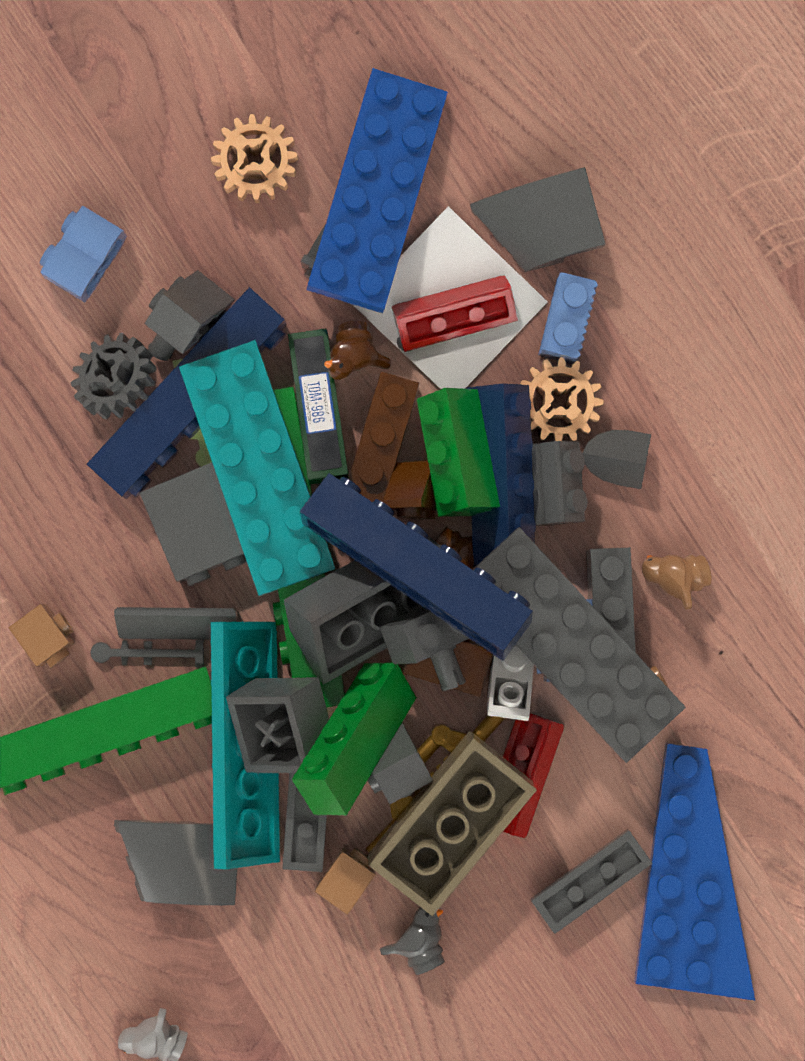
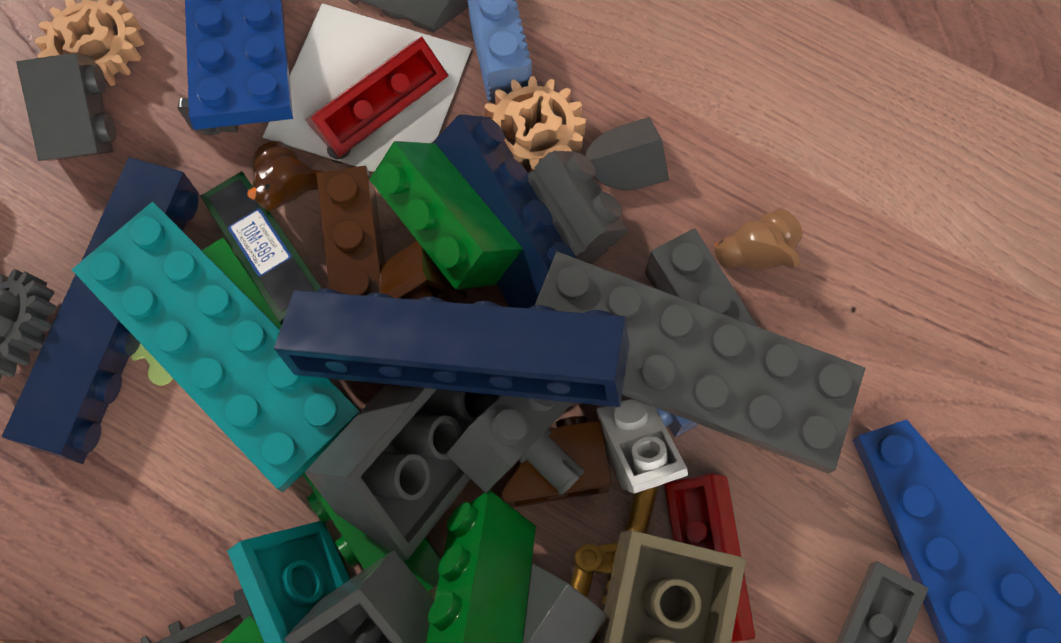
camera: 20 degrees left, 15 degrees down
(170, 622) = (178, 587): dark grey slope -> none
(185, 314) = (59, 215): dark grey brick -> none
(194, 525) = (169, 451): dark grey brick -> none
(218, 220) = (66, 106): none -> dark grey brick

